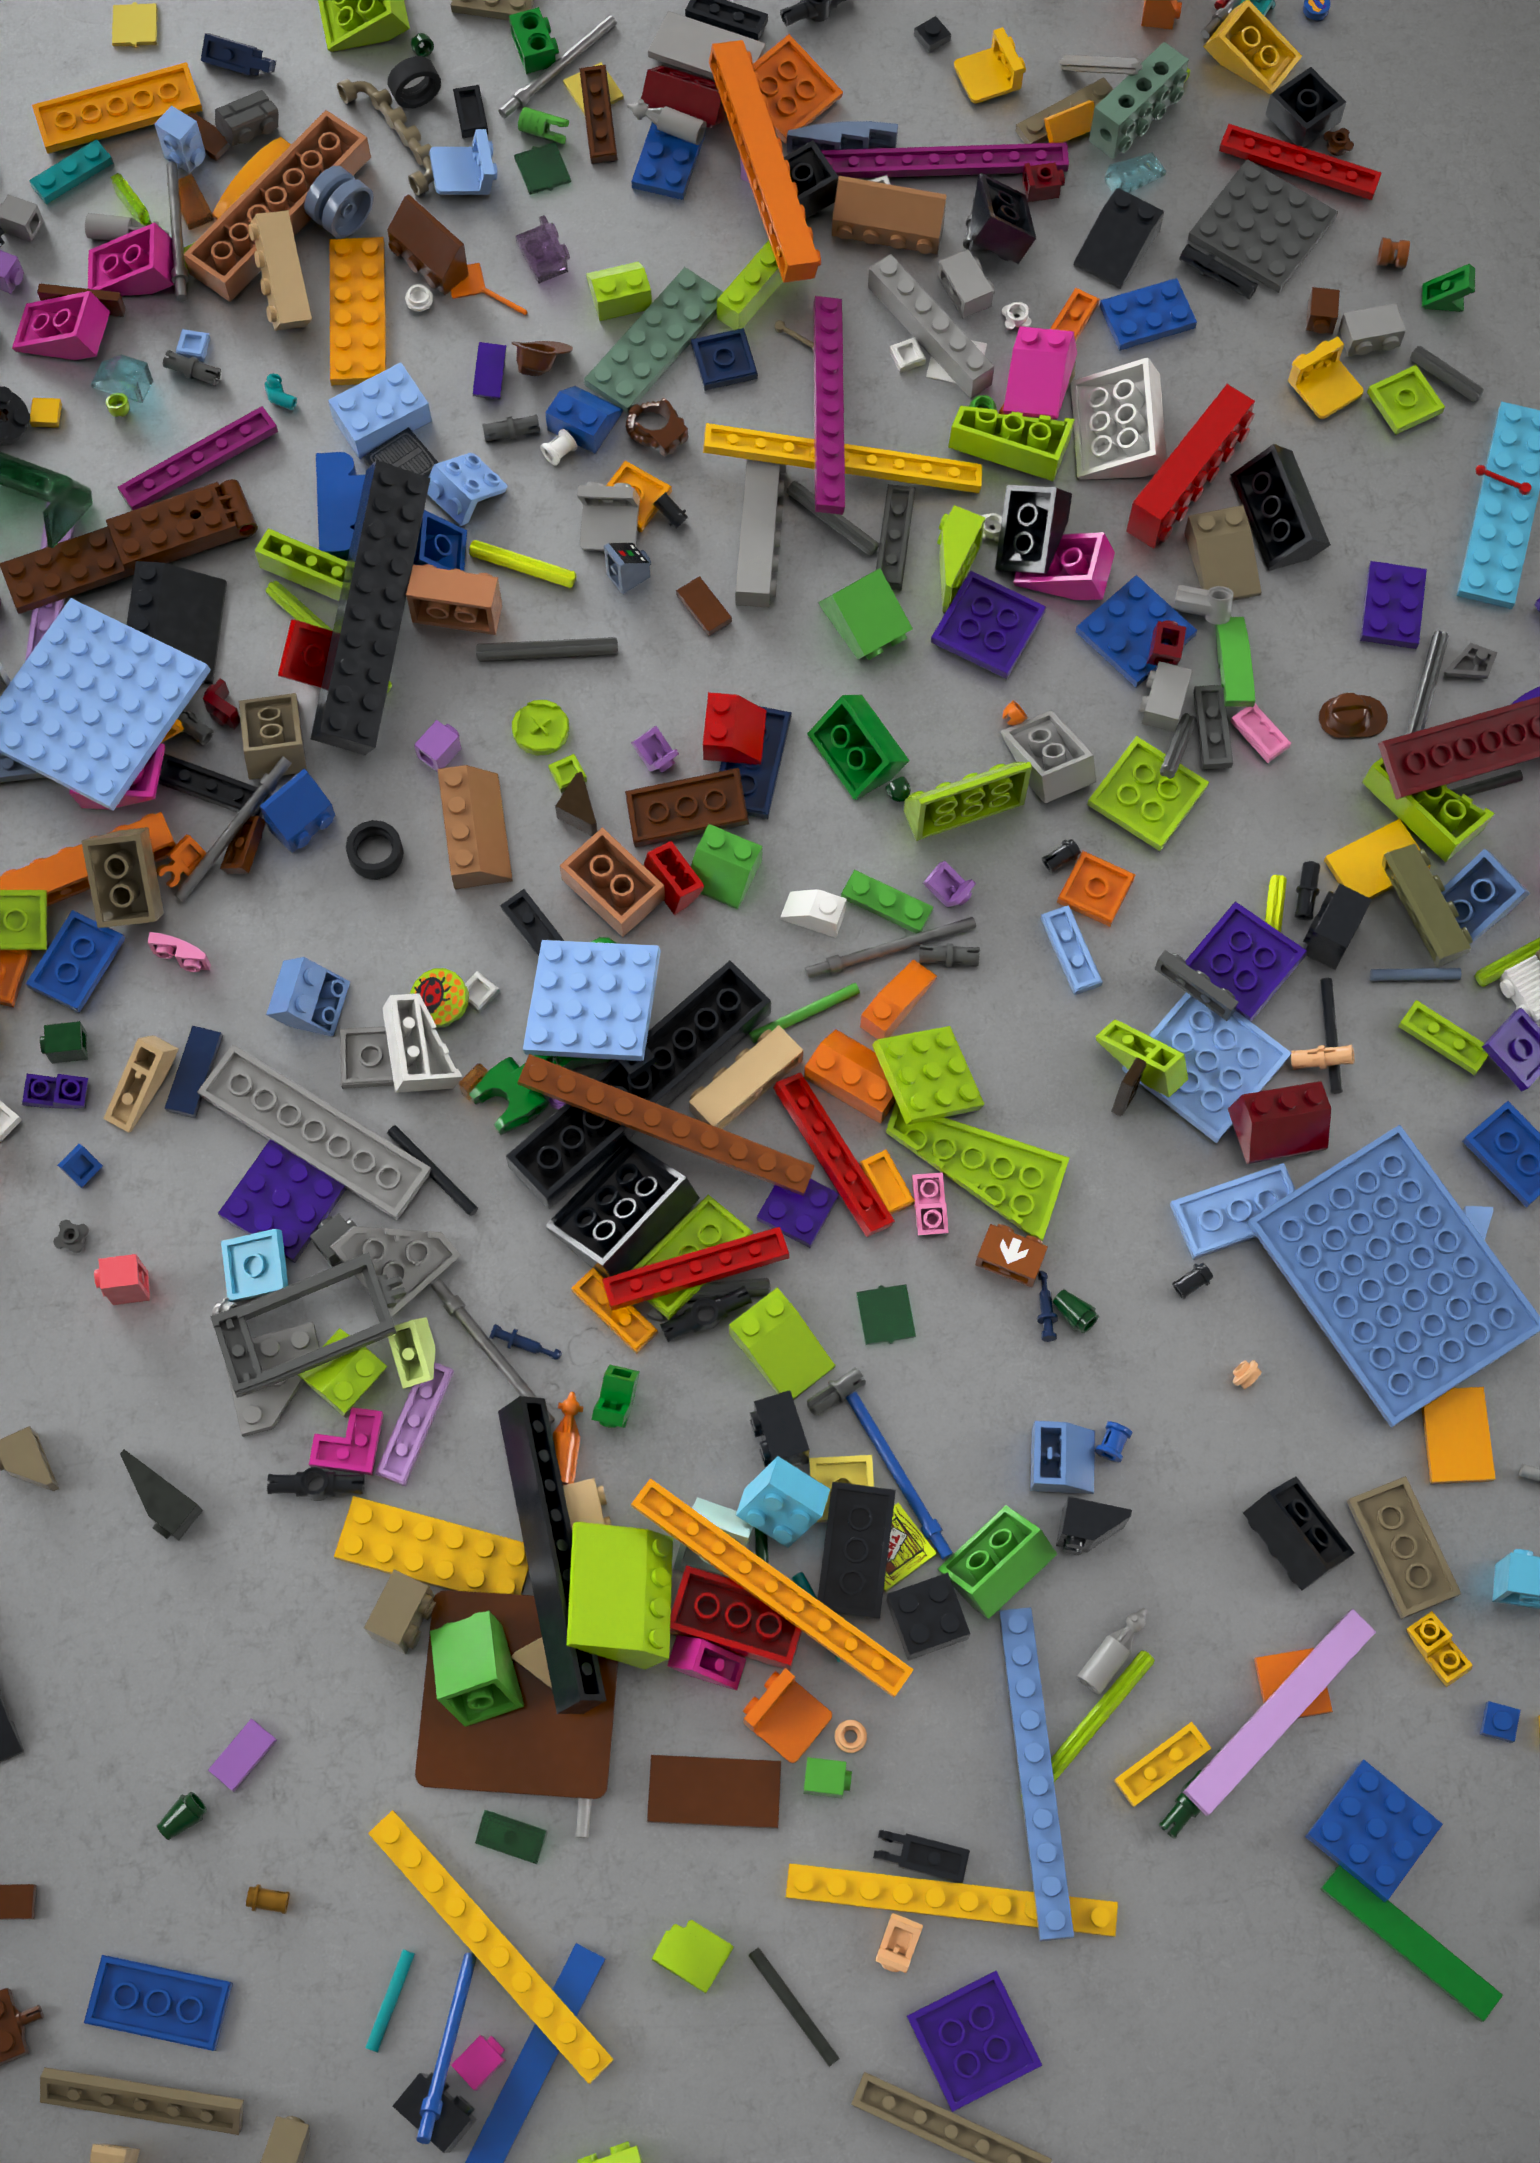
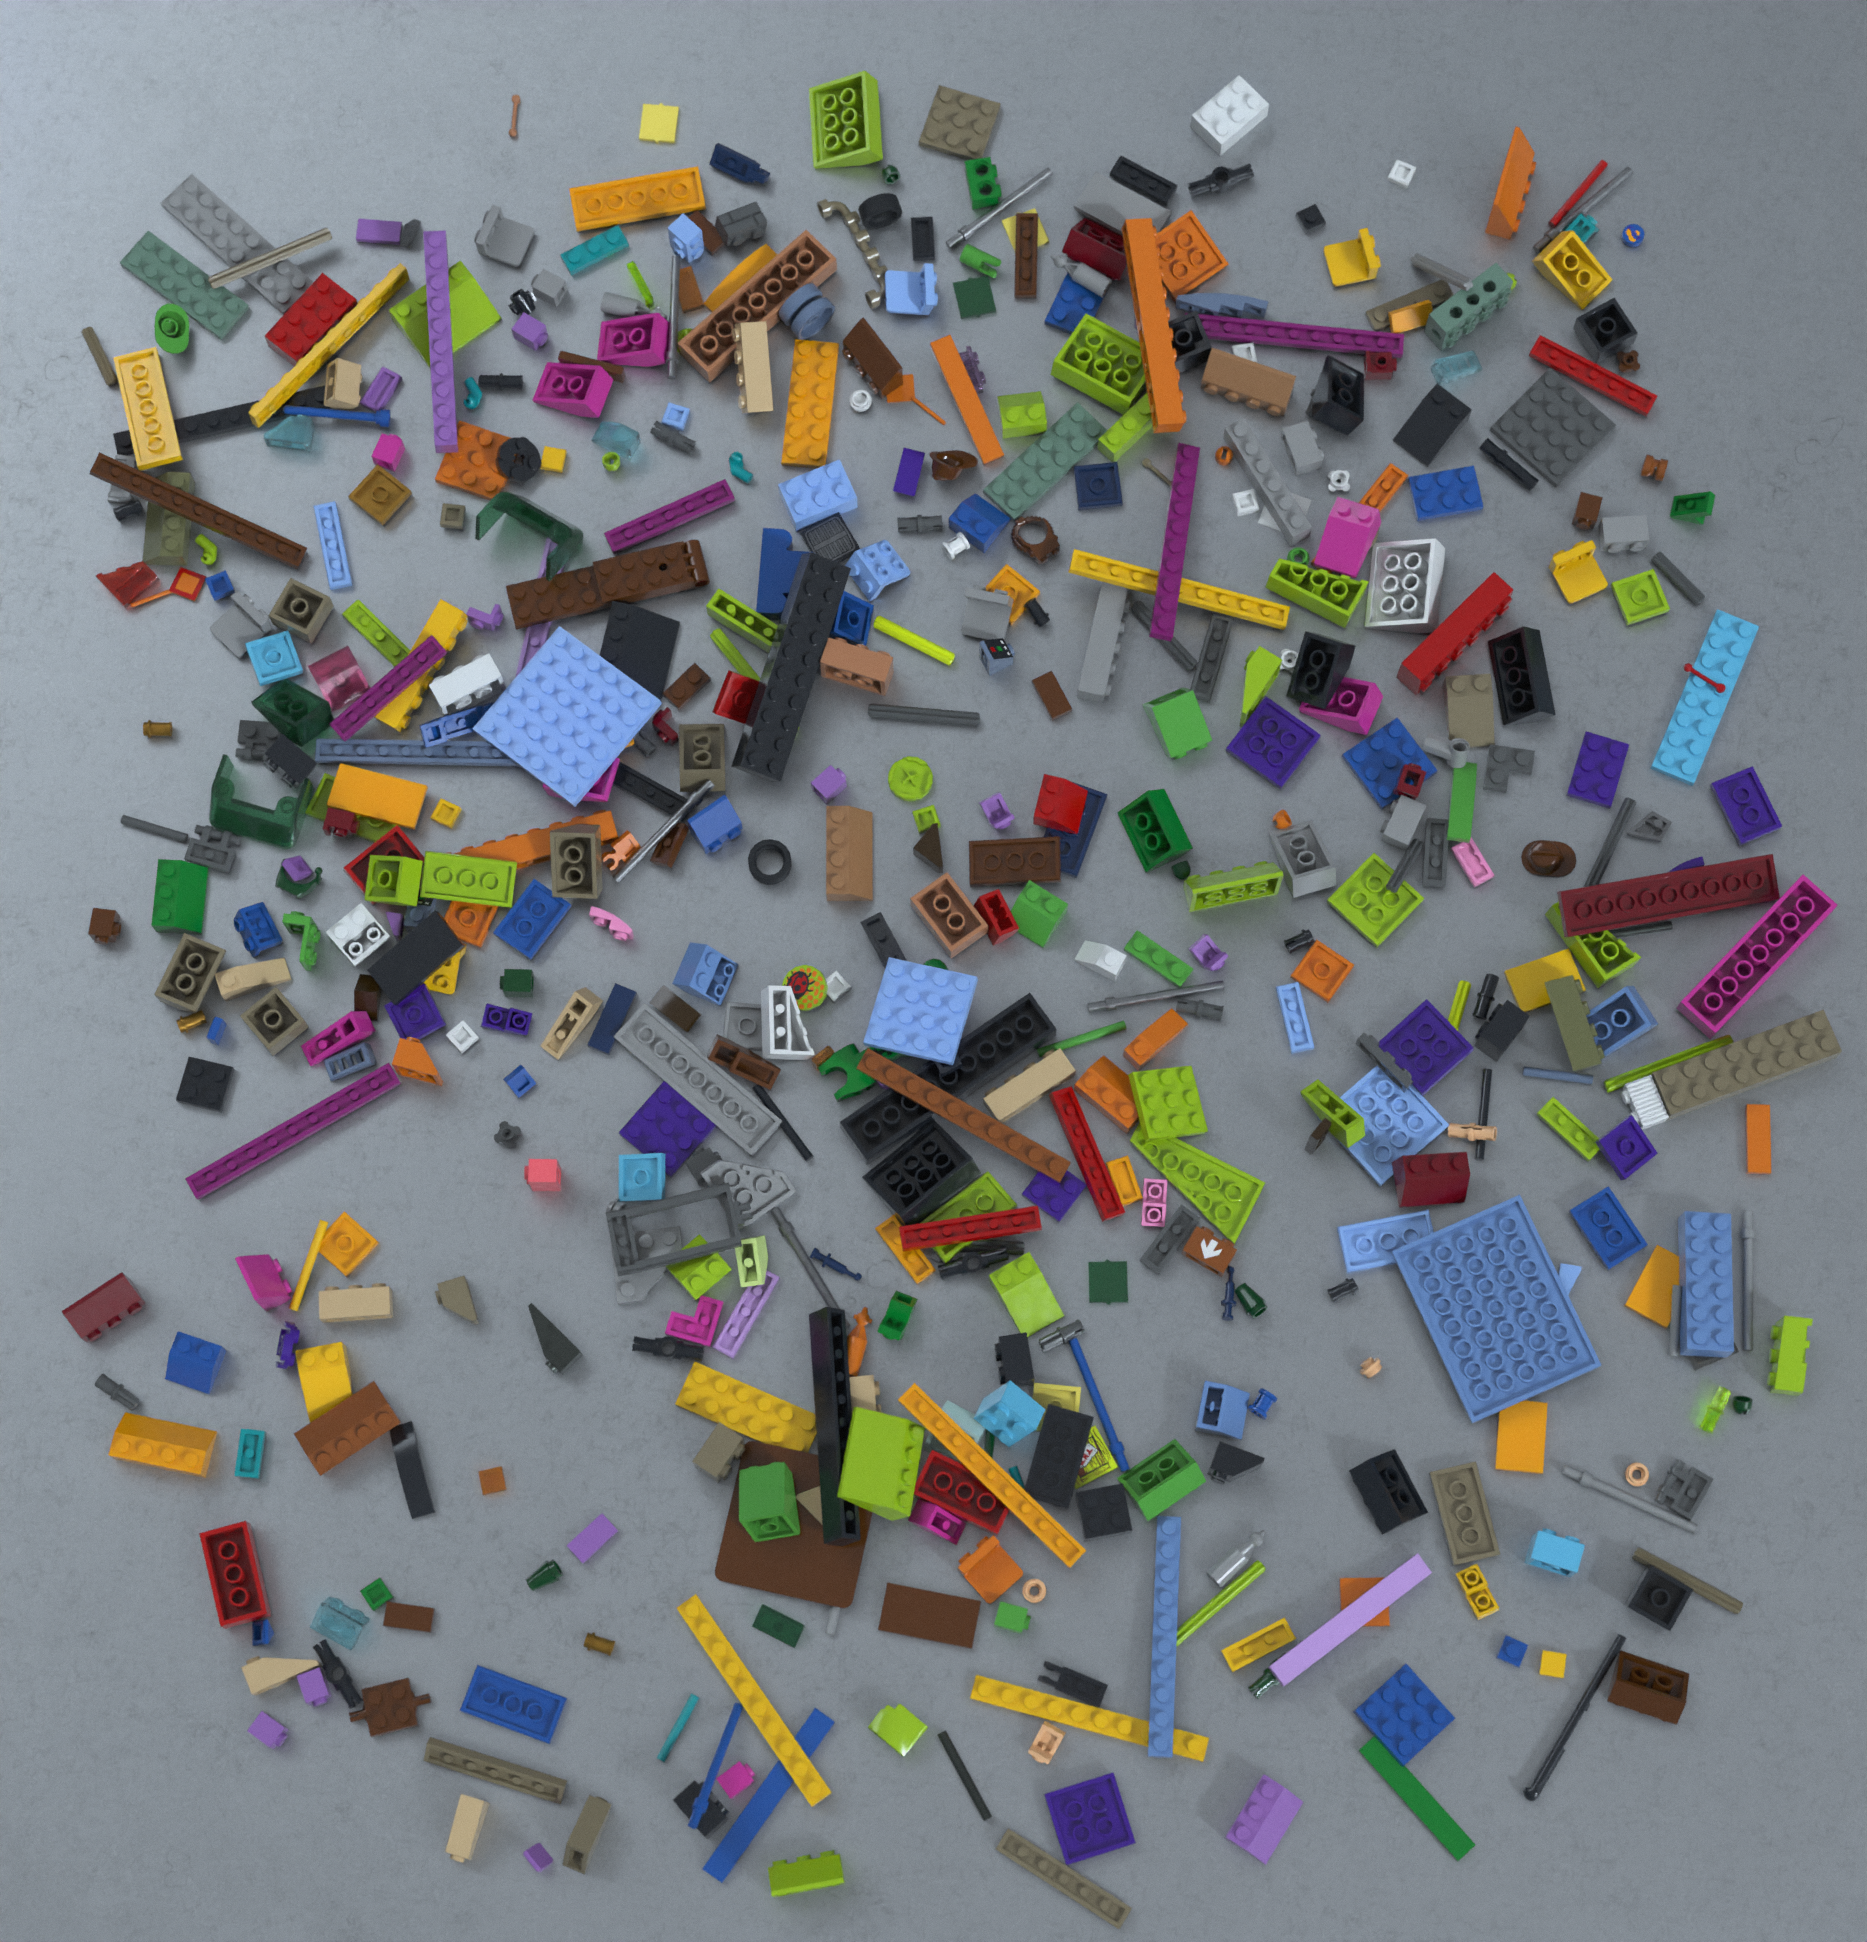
camera: 10 degrees right, 5 degrees up
(97, 1696) = (492, 1480): none -> clear orange tile
(243, 655) = (686, 686): none -> reddish brown plate
(274, 1046) = (675, 1008): none -> dark brown slope
(371, 1100) = (743, 1062): none -> reddish brown slope
(549, 278) = (966, 399): none -> orange tile
(707, 219) = (1102, 364): none -> lime slope
(872, 312) = (1229, 456): none -> orange hinge
(957, 1247) = (1169, 1239): none -> dark grey plate
(1210, 2004) = (1264, 1819): none -> medium lavender slope
(1276, 609) = (1502, 761): none -> dark grey plate

